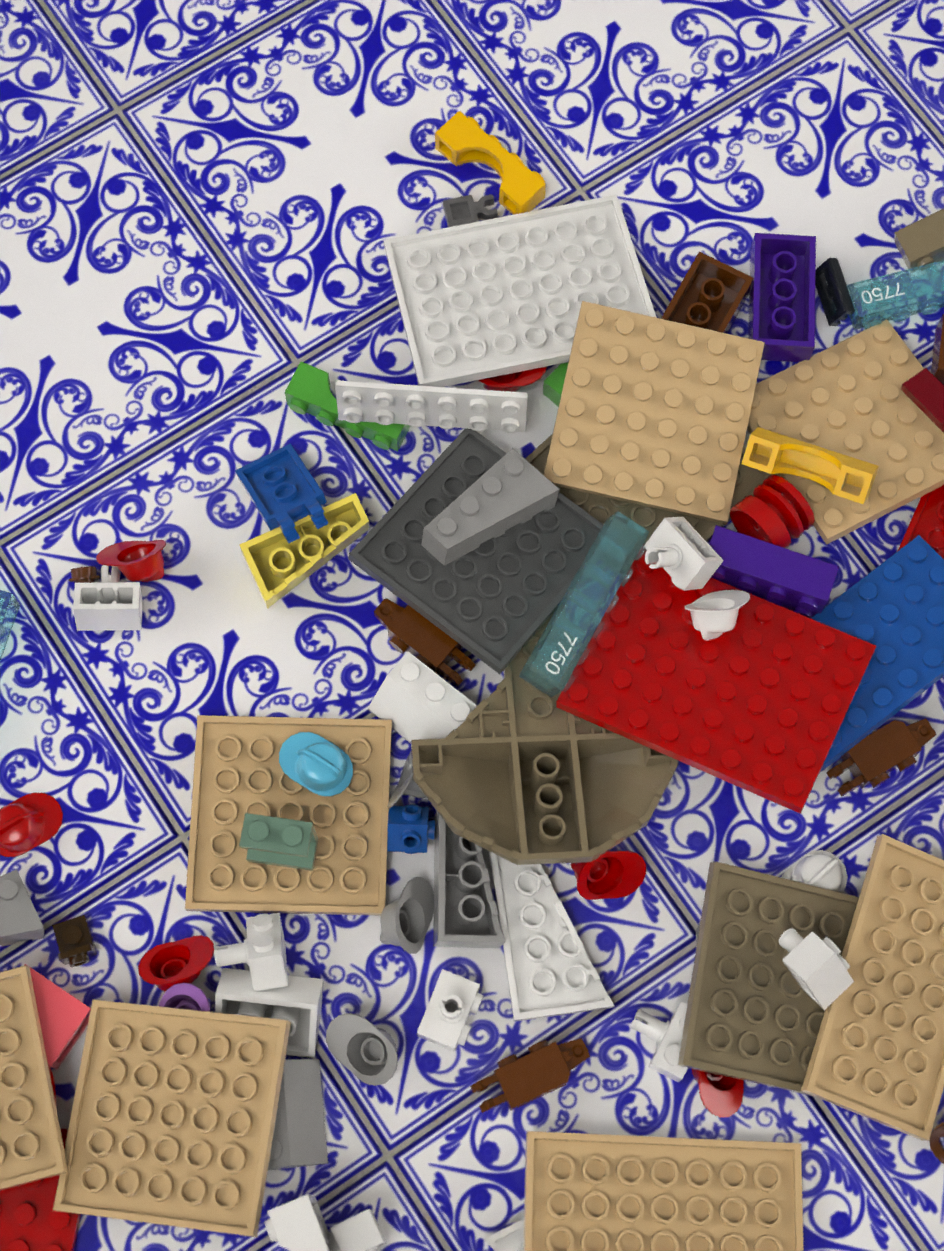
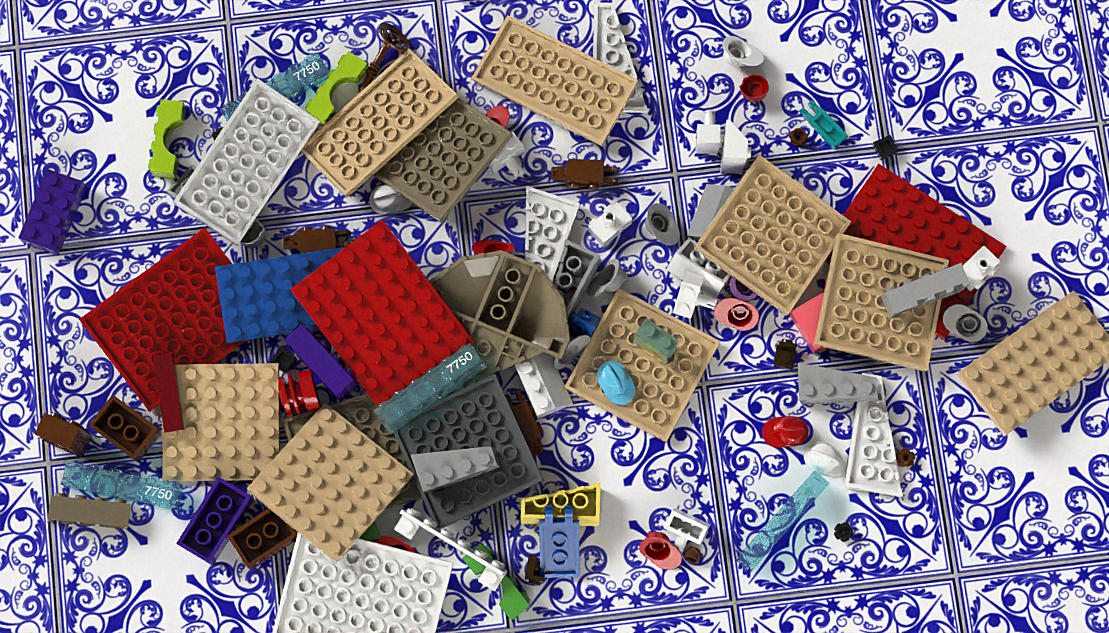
camera: 150 degrees left, 5 degrees up
(303, 438) = (533, 567): none -> dark brown bracket
(682, 554) = (364, 387): white brick -> none
(717, 612) = (363, 346): white piece -> none
(816, 966) = (419, 143): white brick -> none
(828, 553) = (284, 359): none -> black plate
(832, 287) = (183, 511): black tile -> none
(837, 472) = (250, 388): yellow arch -> none

